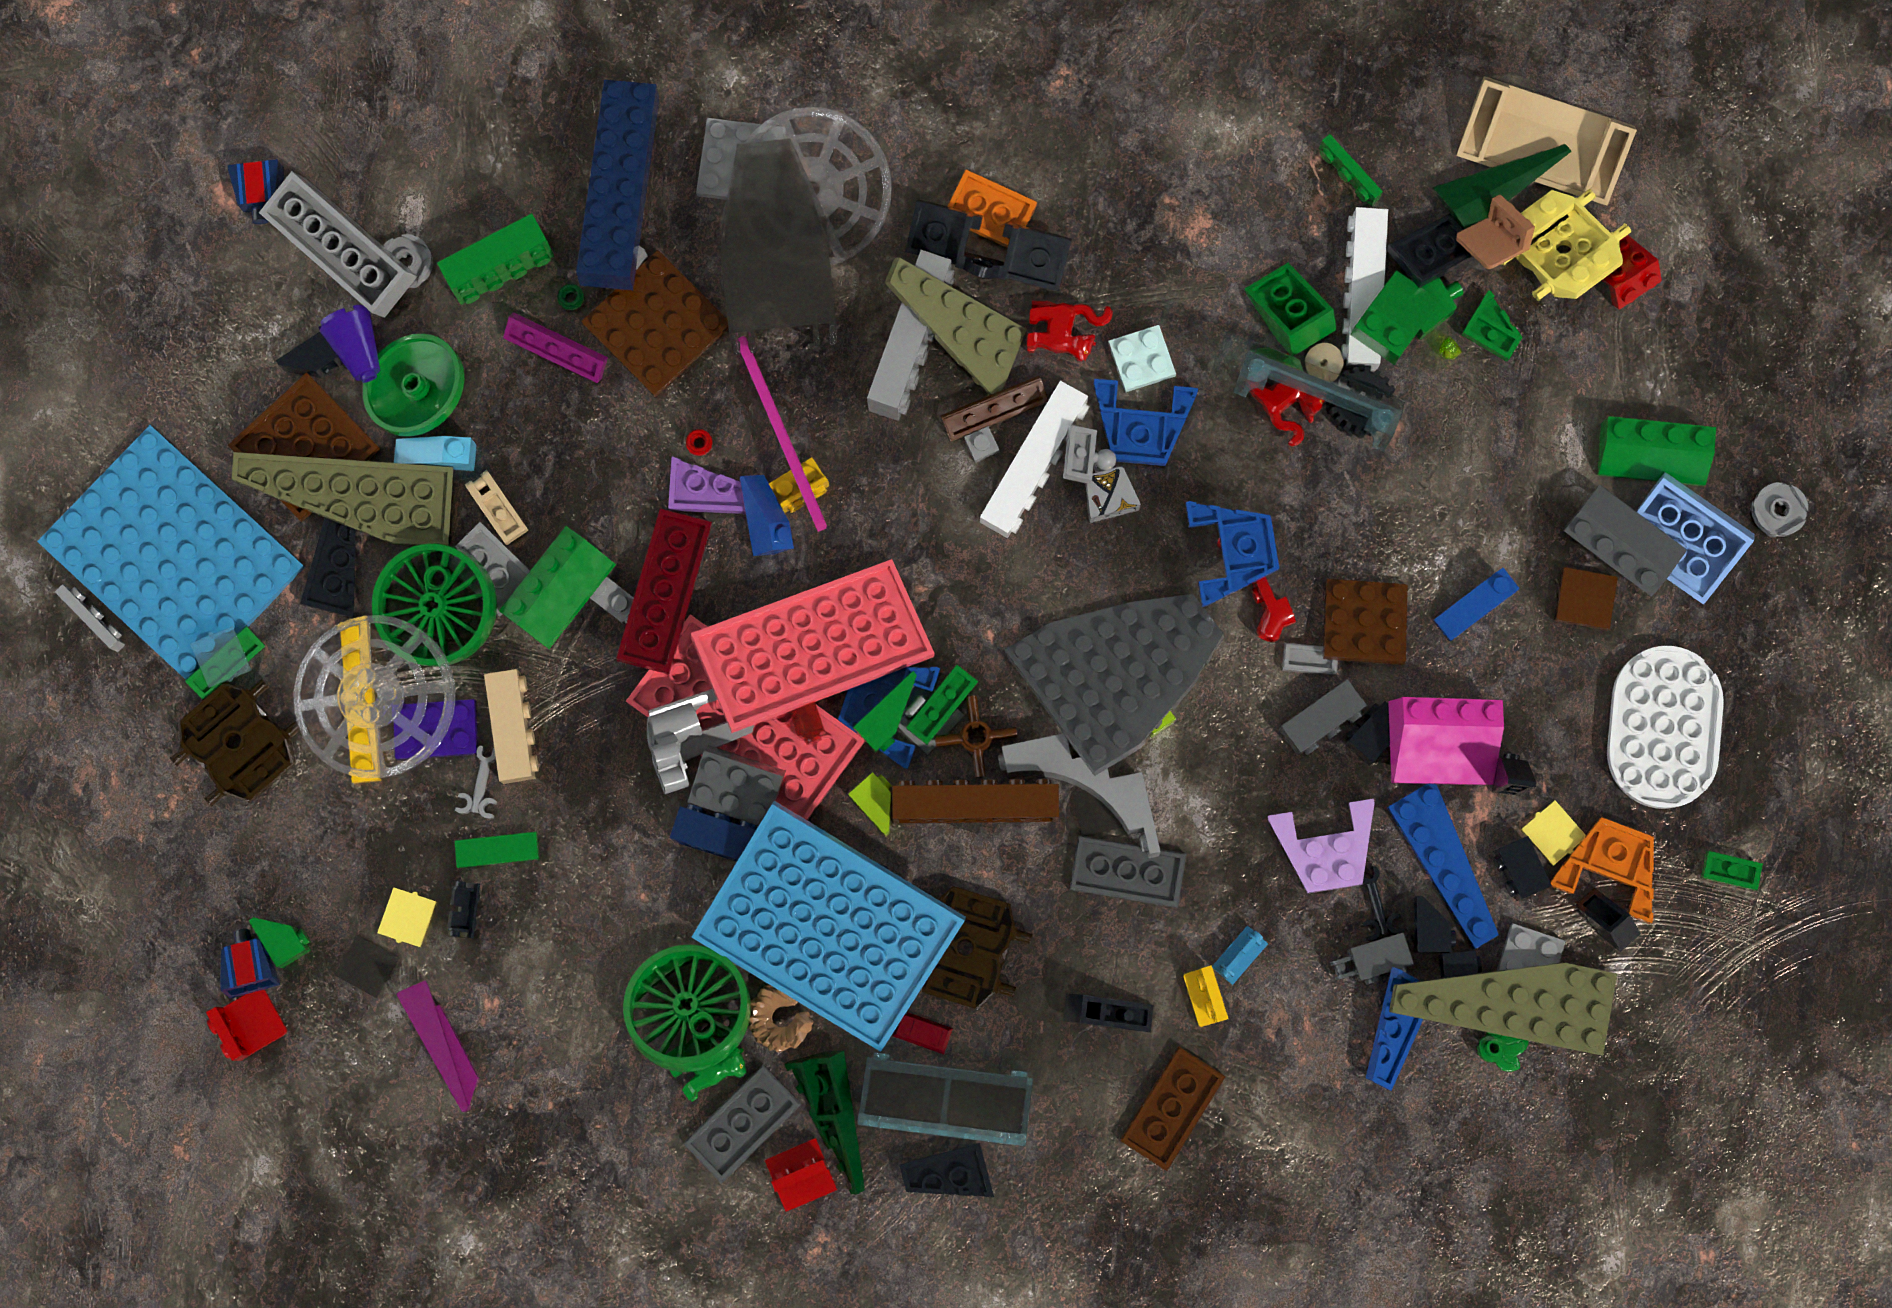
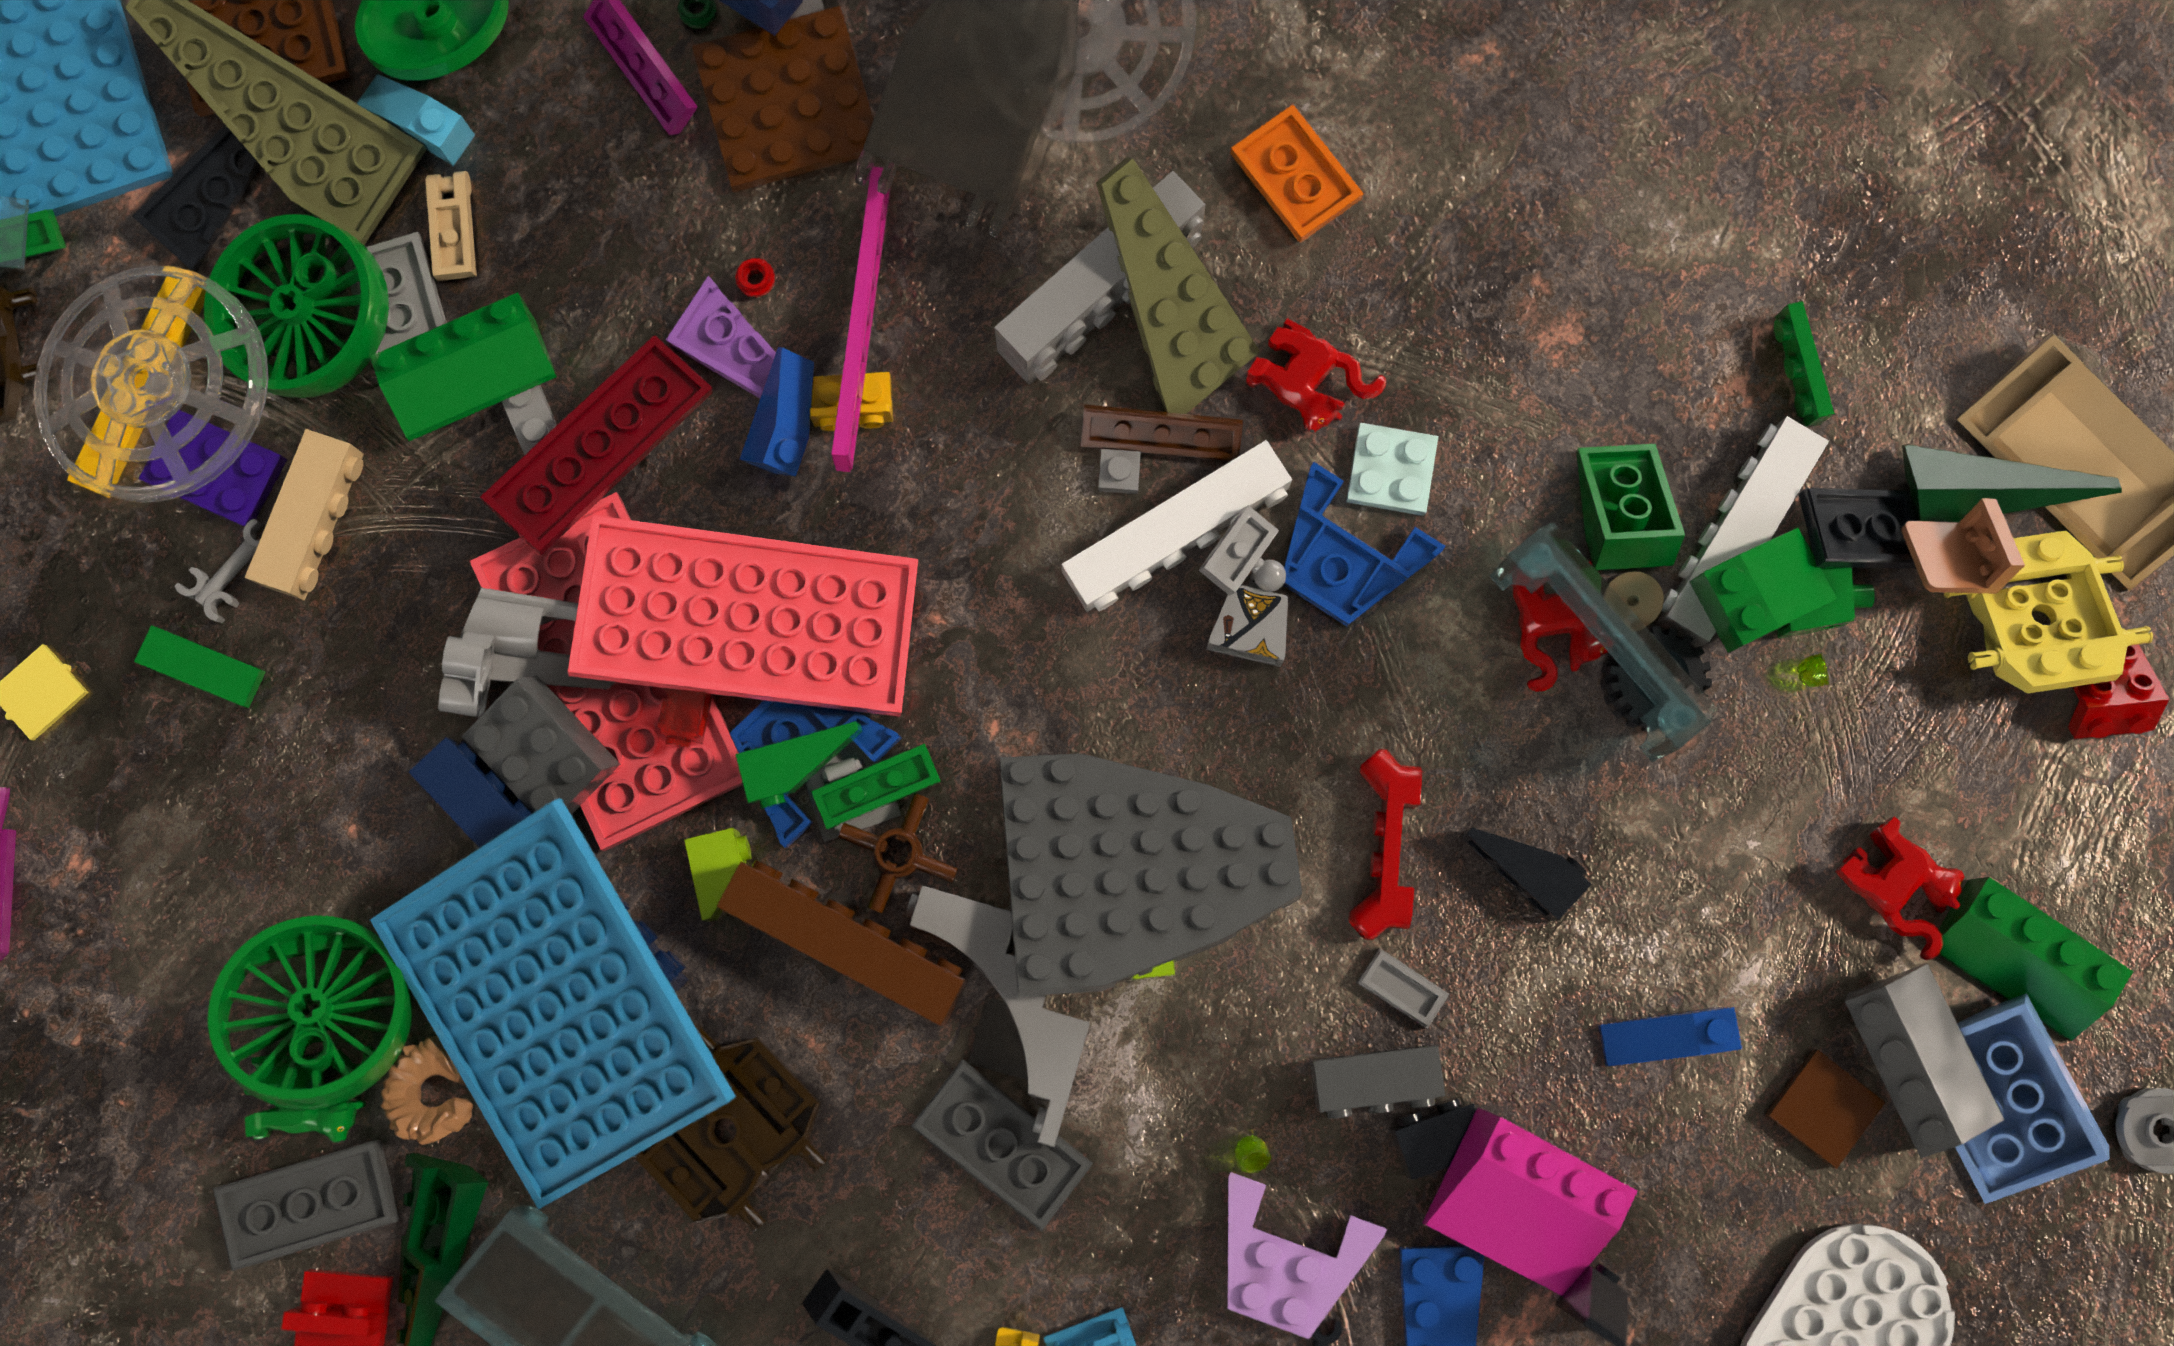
camera: 25 degrees right, 0 degrees up
(466, 897) = (119, 707): black hinge -> none
(923, 1032) = (611, 1213): dark red tile -> none
(1031, 255) = (1315, 258): black plate -> none
(1245, 545) = (1395, 791): blue wing -> none
(1275, 799) = (1252, 1154): none -> clear neon green hinge
(1353, 551) = (1538, 875): none -> black slope
(1365, 621) = (1504, 978): reddish brown plate -> none
(1492, 329) = (1887, 675): green wing -> none
(1559, 443) = (1896, 881): none -> red animal

